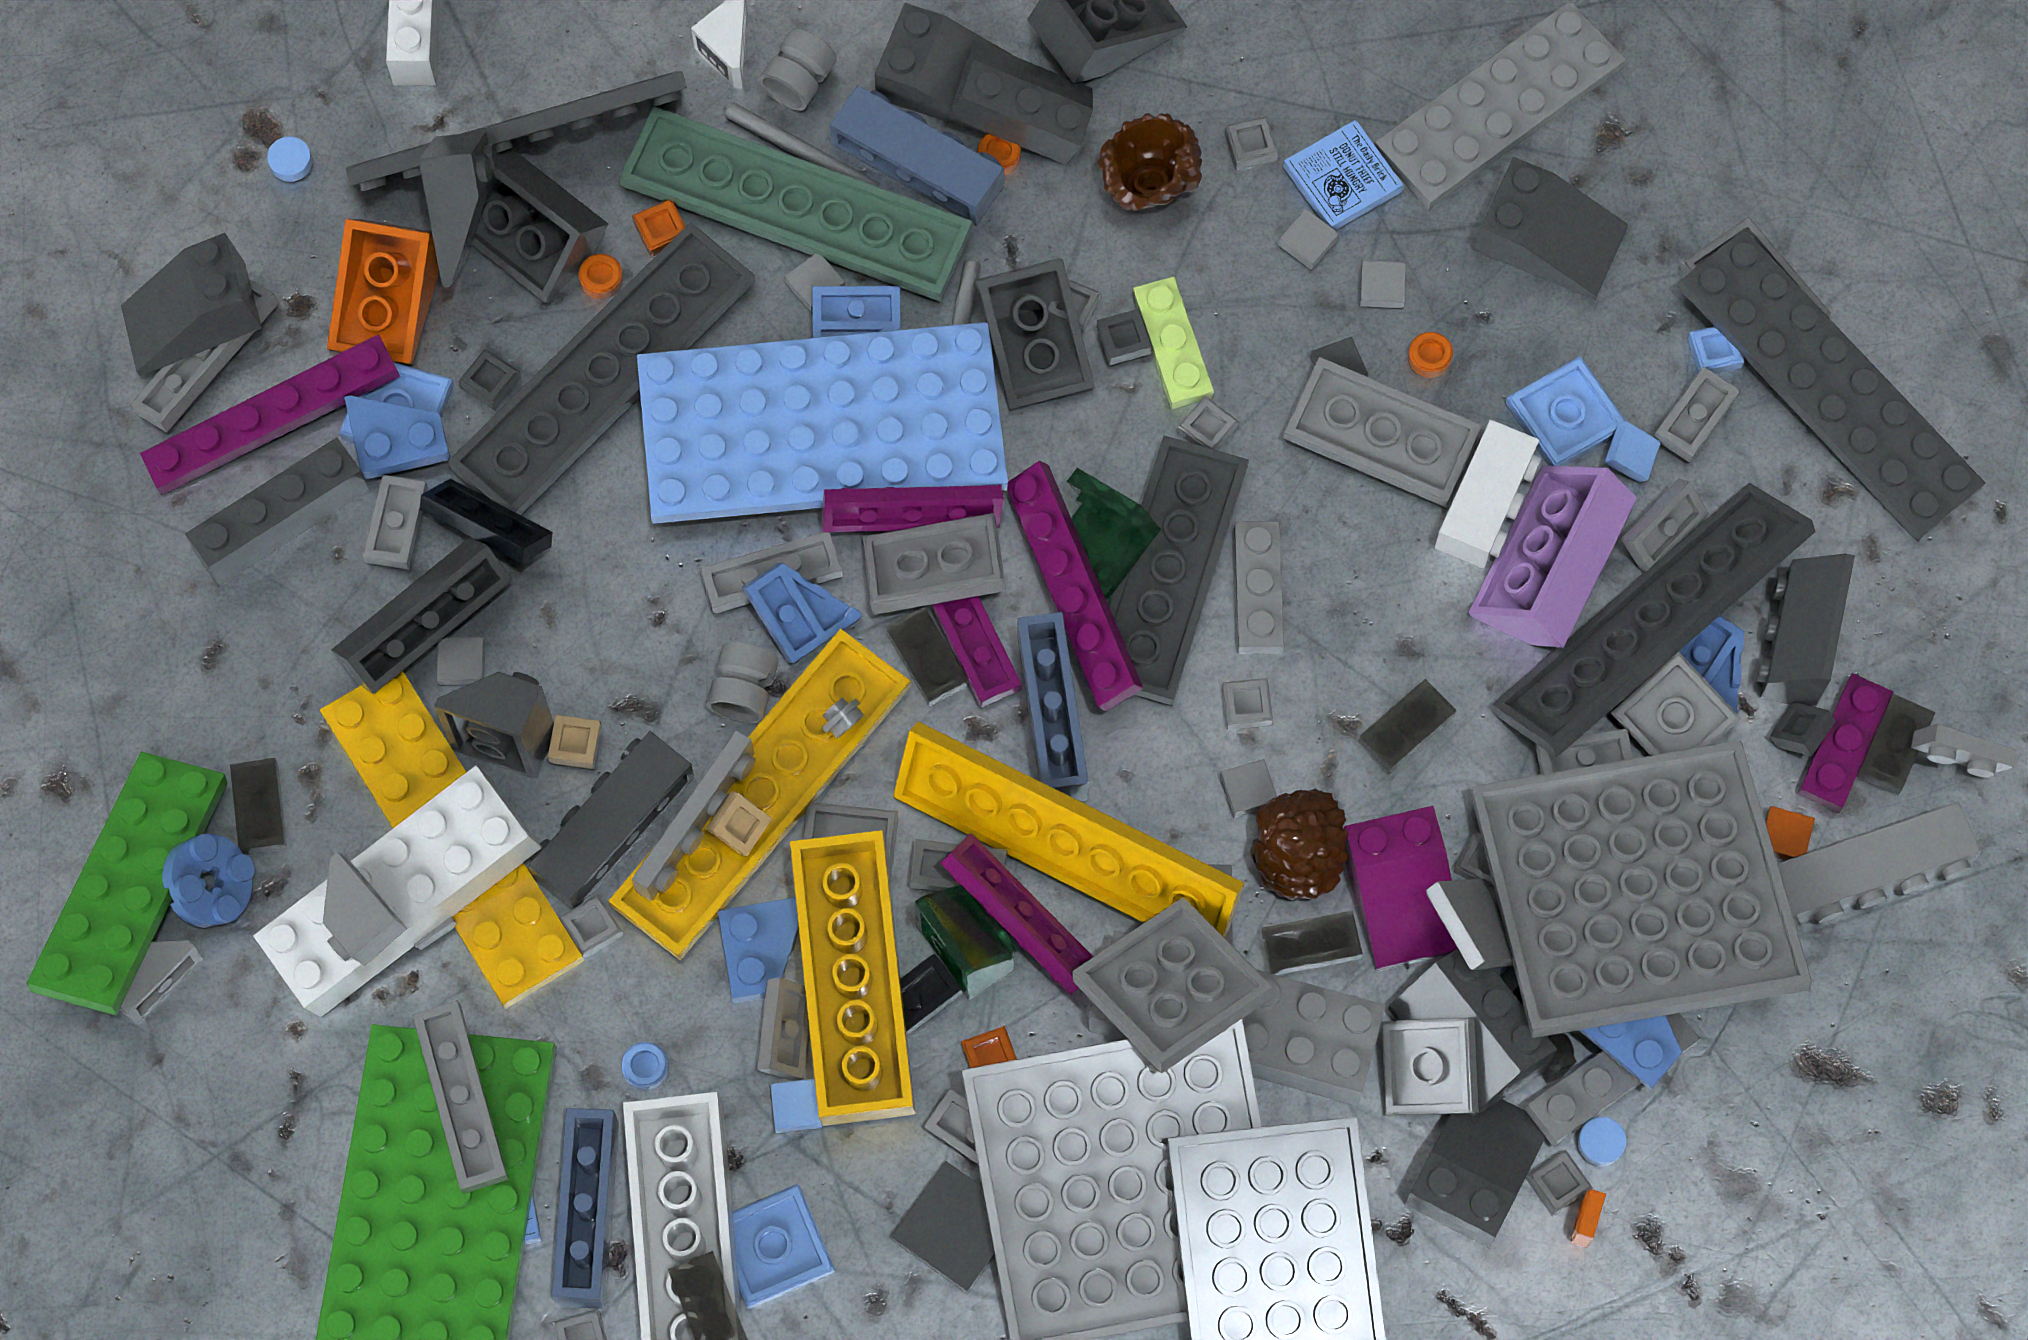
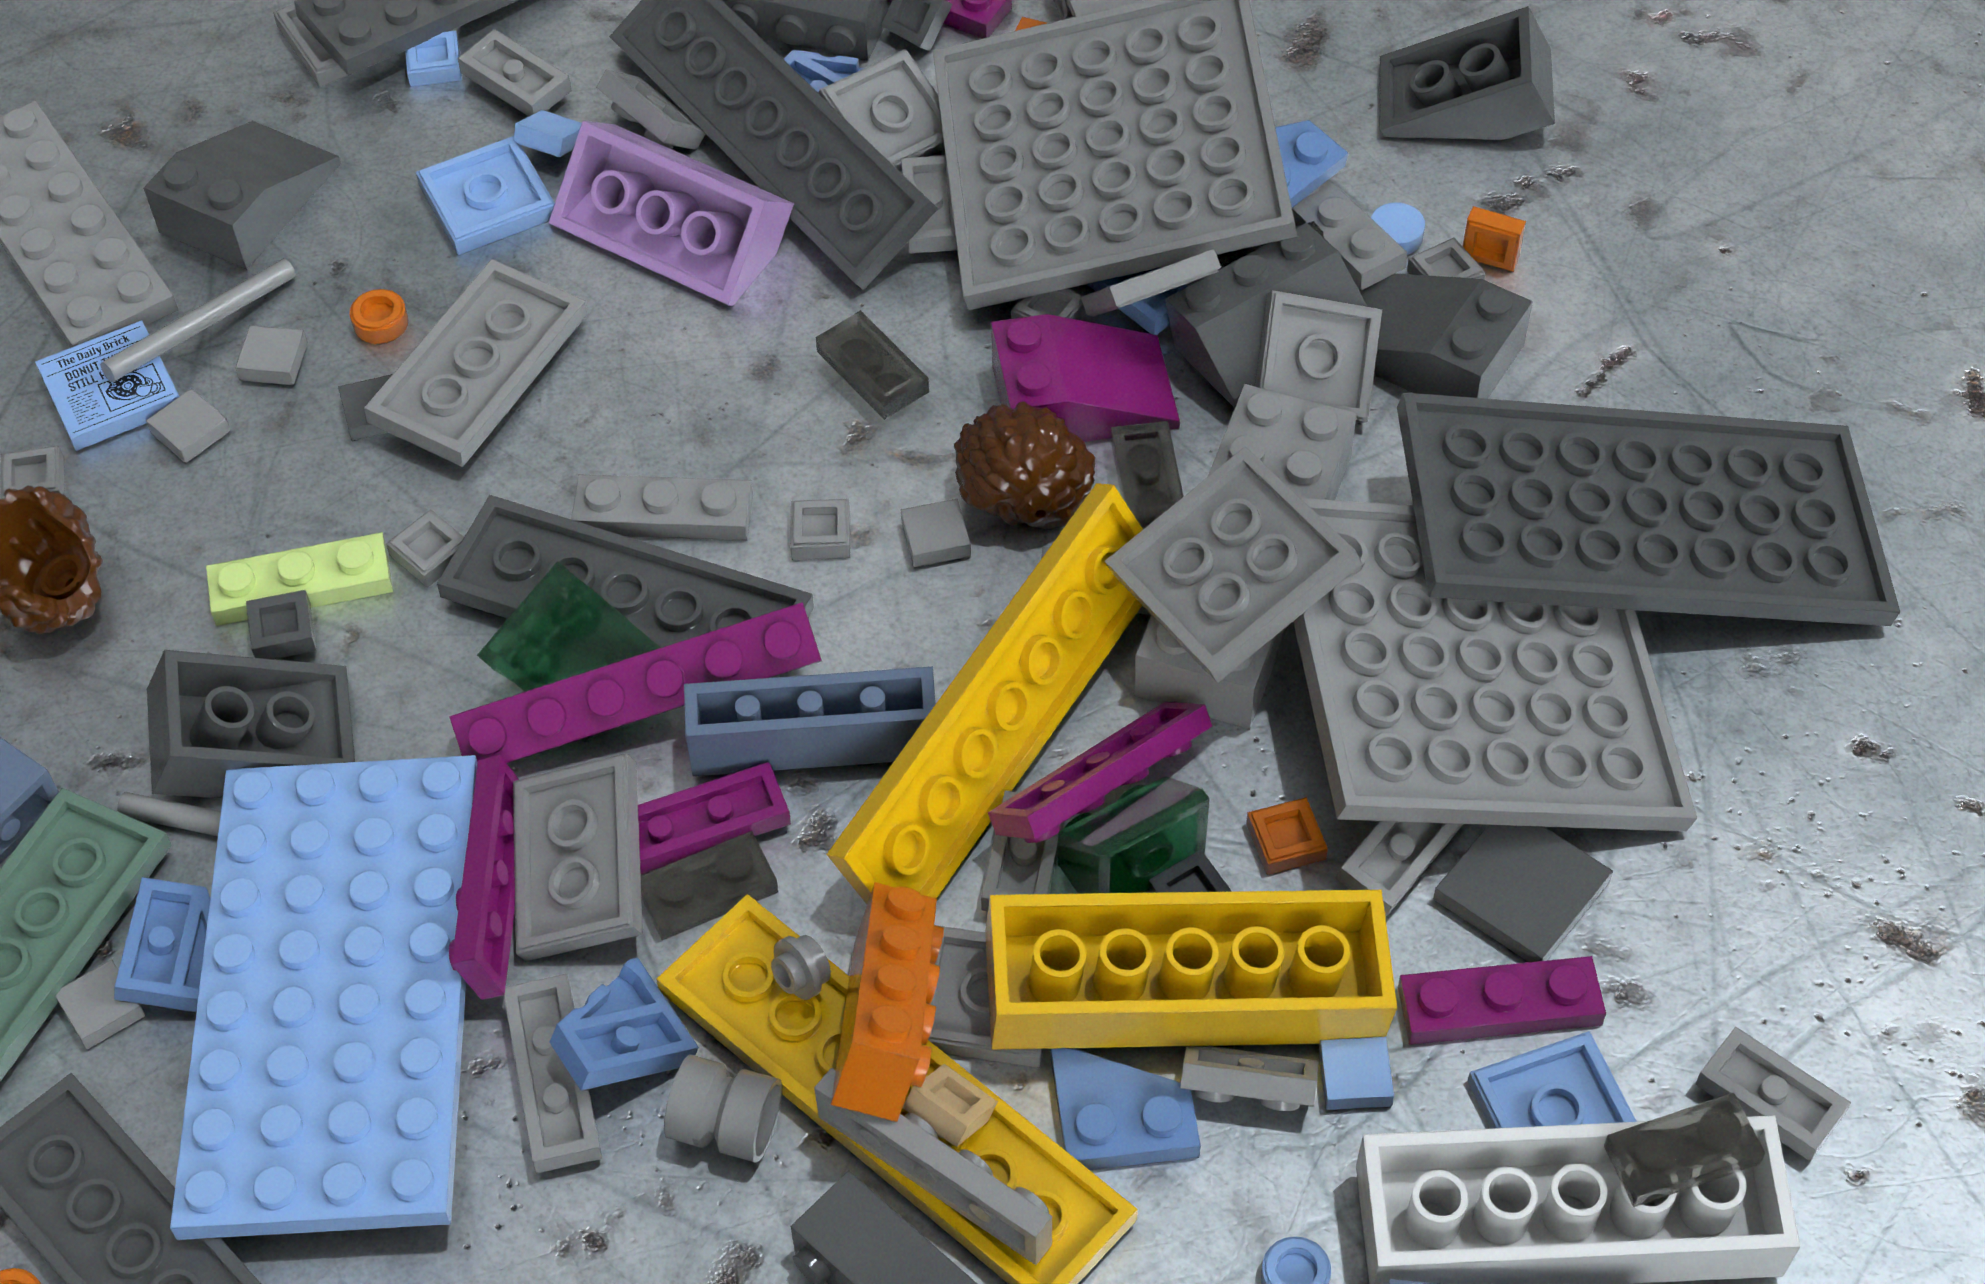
camera: 85 degrees left, 15 degrees down
(807, 771) = (889, 1003): none -> orange brick
(860, 1209) = (1501, 1000): none -> magenta plate
(1406, 225) = (197, 320): none -> light grey bar
(1489, 495) = (612, 273): white brick -> none
(1772, 1203) = (1470, 82): none -> dark grey slope

